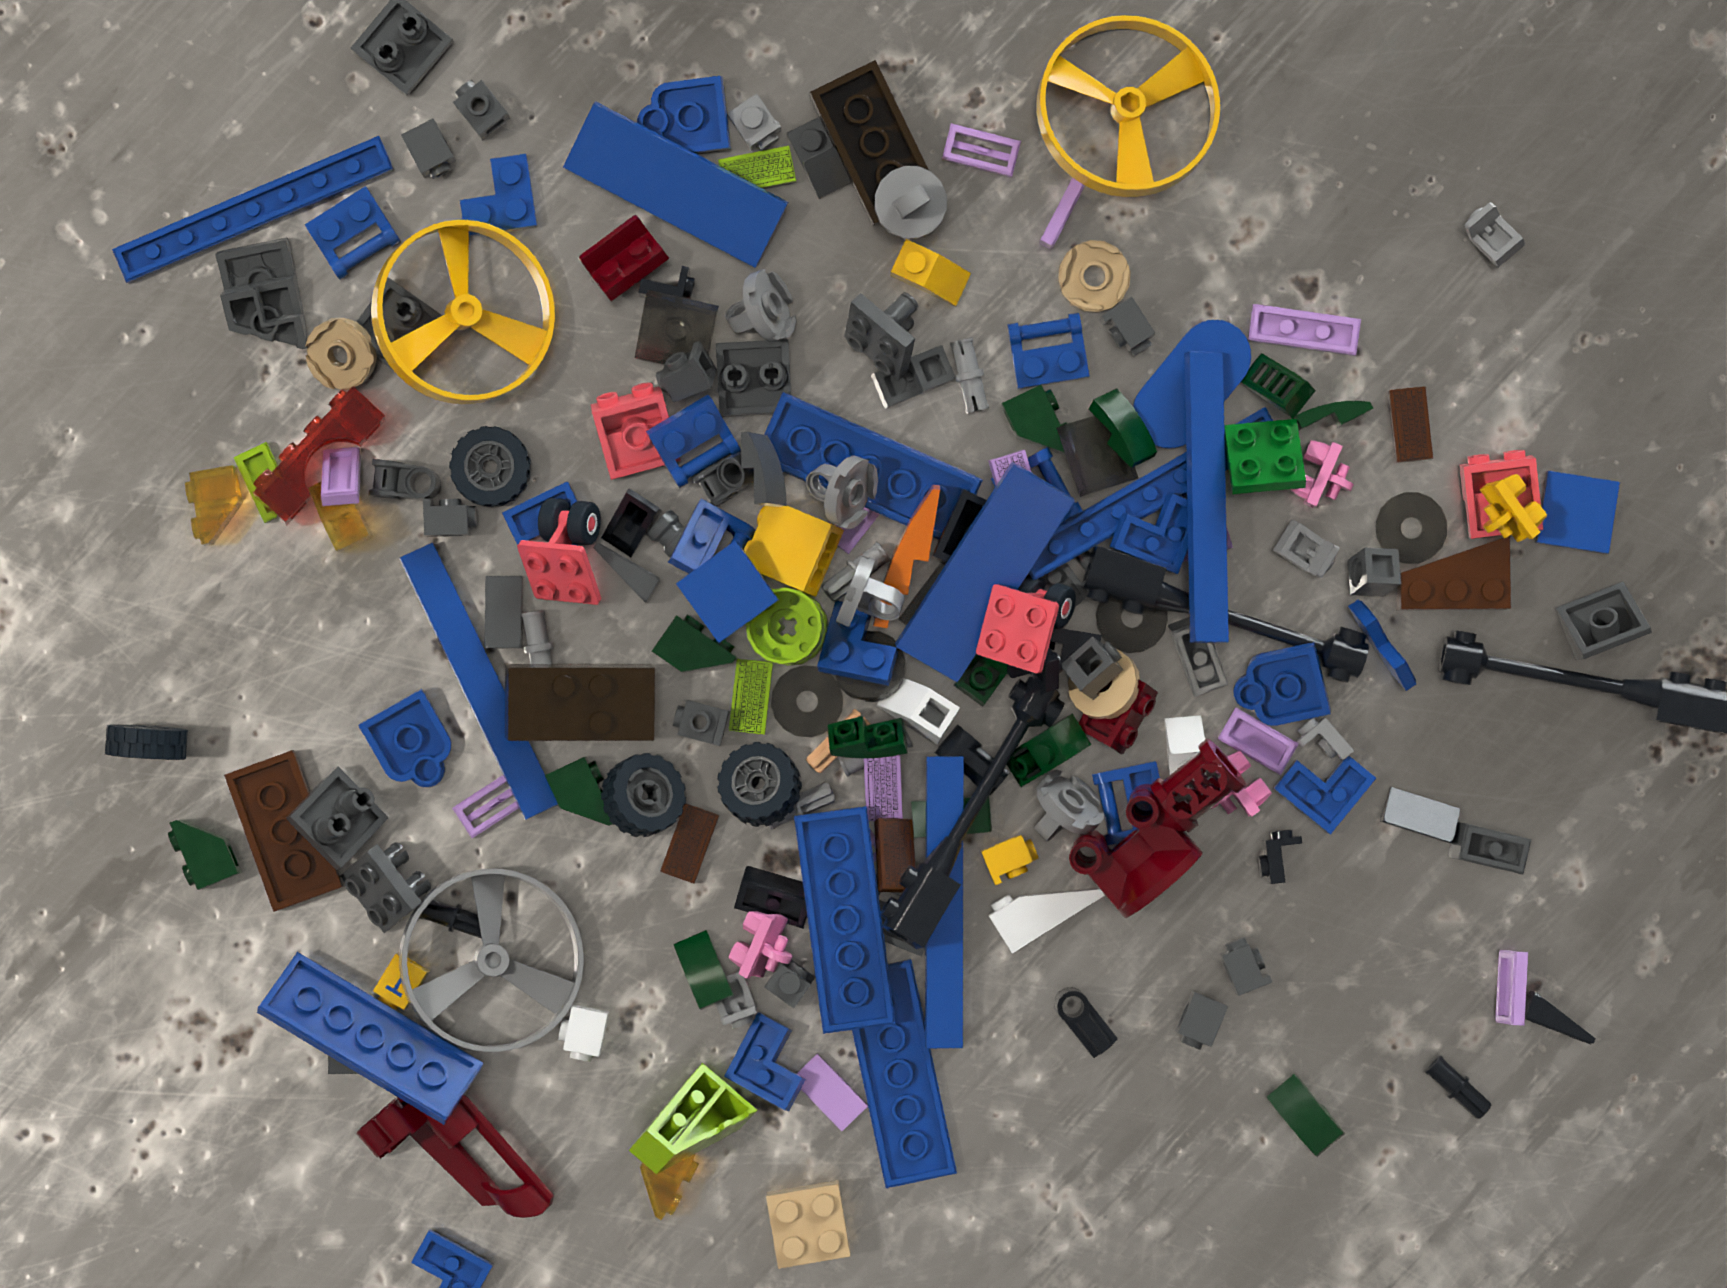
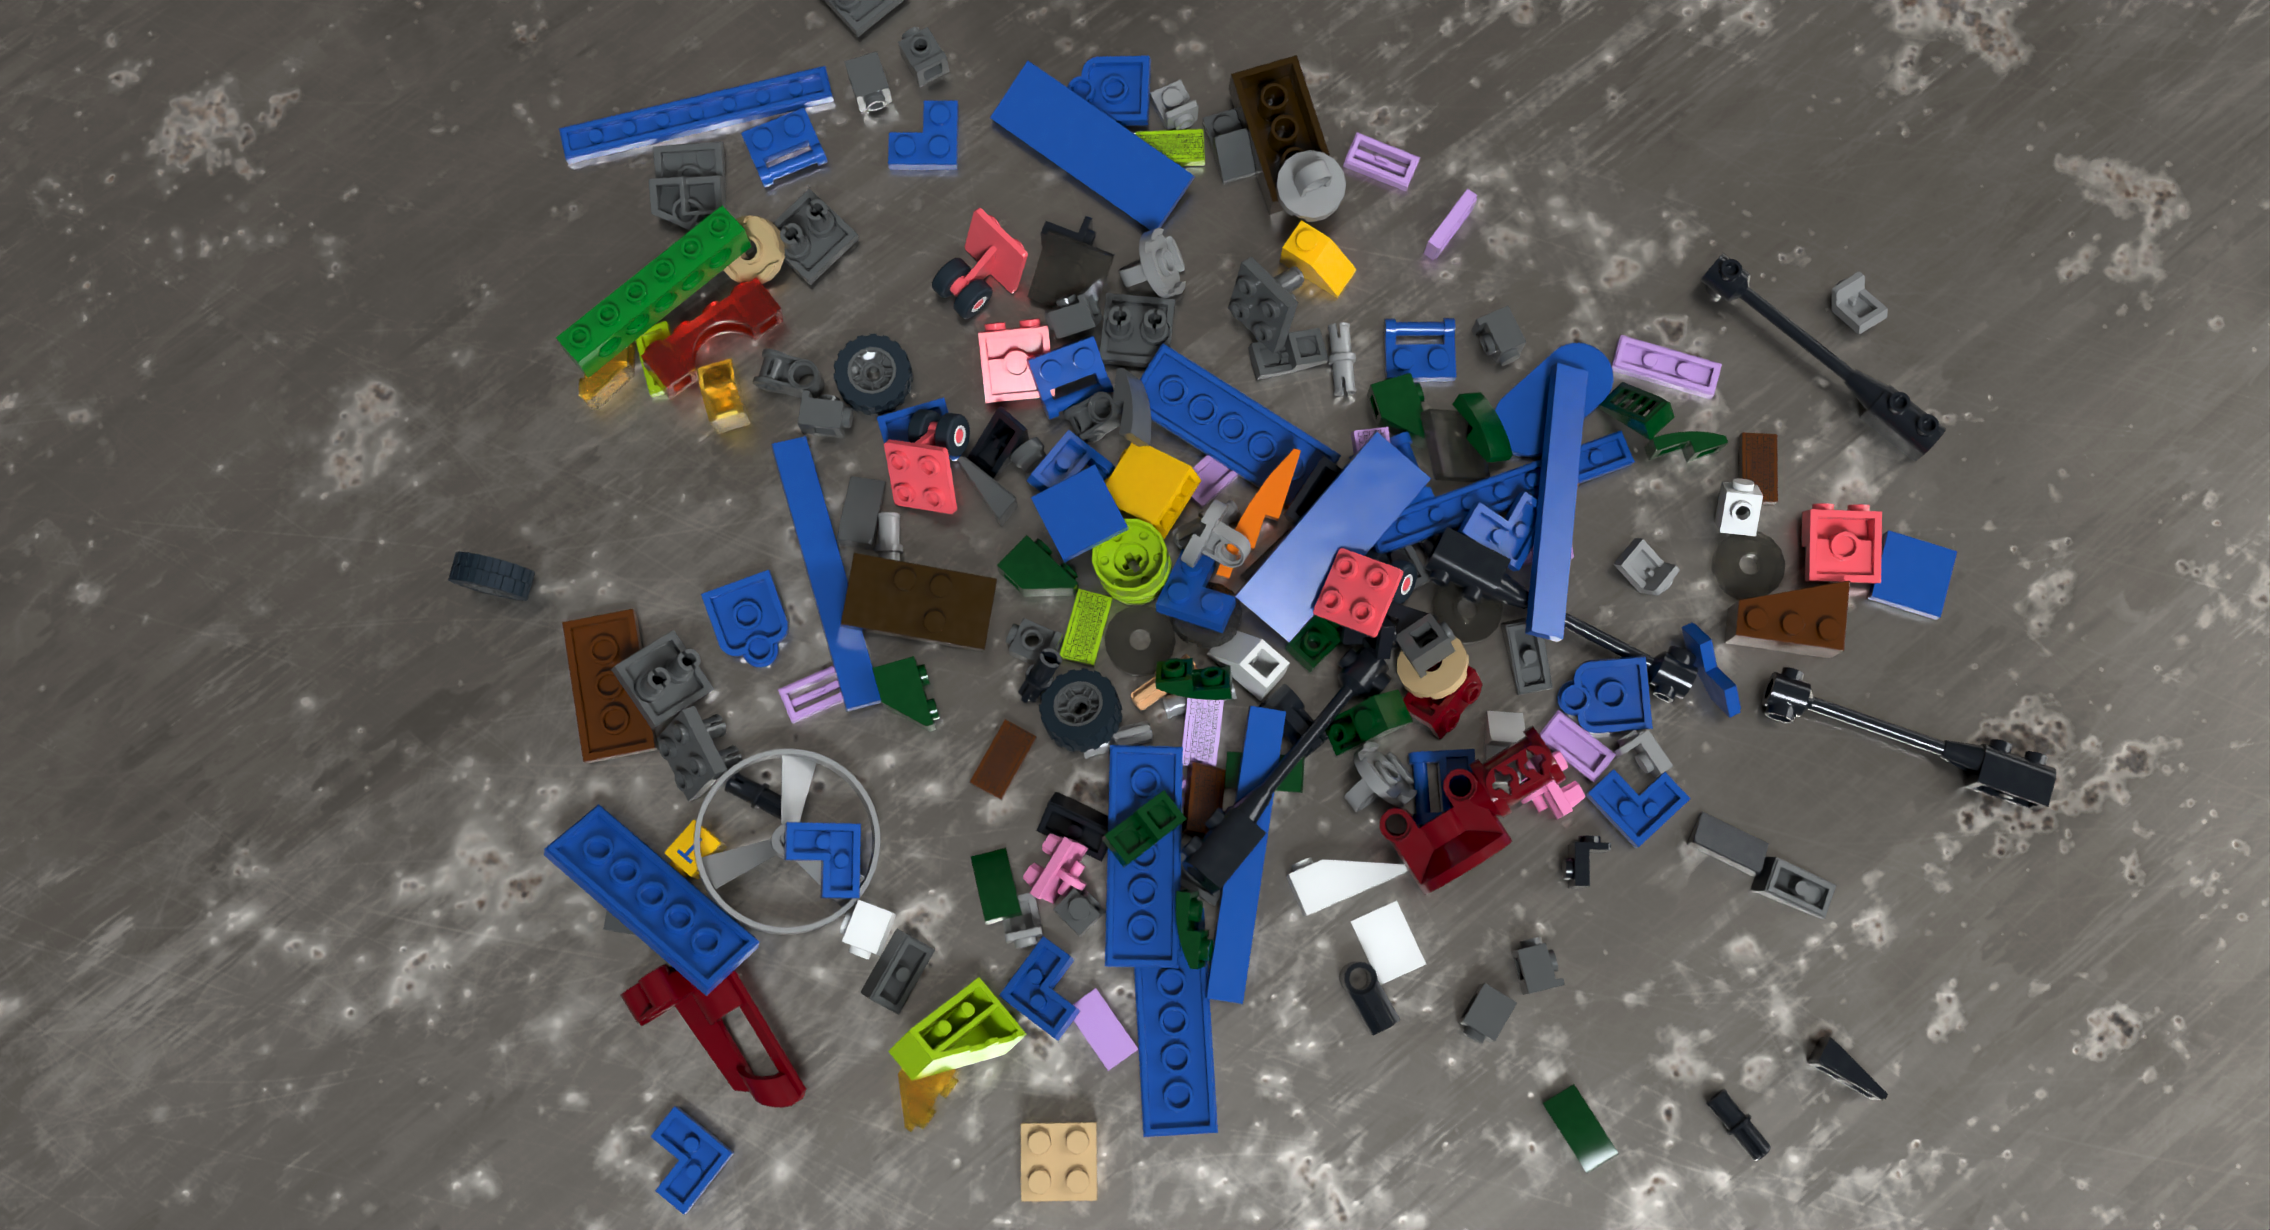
camera: 10 degrees right, 10 degrees down
(206, 854) = (529, 698): dark green slope -> none
(254, 422) = (654, 291): none -> green brick
(340, 476) = (729, 358): lavender tile -> none
(465, 312) = (874, 225): yellow piece -> none
(541, 961) = (837, 849): none -> blue plate
(595, 320) = (996, 255): none -> coral plate
(620, 1067) = (897, 971): none -> dark grey slope
(623, 257) = (1031, 202): dark red bracket -> none
(625, 787) = (960, 721): black wheel -> none
(713, 756) = (1040, 675): none -> black axle
(840, 895) = (1144, 828): none -> dark green slope
(847, 490) = (1211, 438): light grey tile -> none
(905, 994) = (1193, 940): none -> dark green slope
(1009, 858) = (1315, 821): yellow brick -> none
(1097, 964) = (1388, 942): none -> white sticker
(1100, 255) = (1471, 269): tan tile -> none
(1128, 104) = (1525, 185): yellow piece -> none
(1264, 456) = (1618, 472): green plate -> none
(1325, 457) = (1658, 511): bright pink hips -> none
(1374, 572) = (1711, 597): dark grey brick -> none
(1392, 474) = (1739, 507): none -> white brick
(1506, 511) = (1853, 555): yellow hips -> none
(1511, 987) = (1804, 1029): lavender tile -> none
(1527, 337) = (1886, 408): none -> black bar
(1602, 621) = (1929, 682): dark grey slope -> none

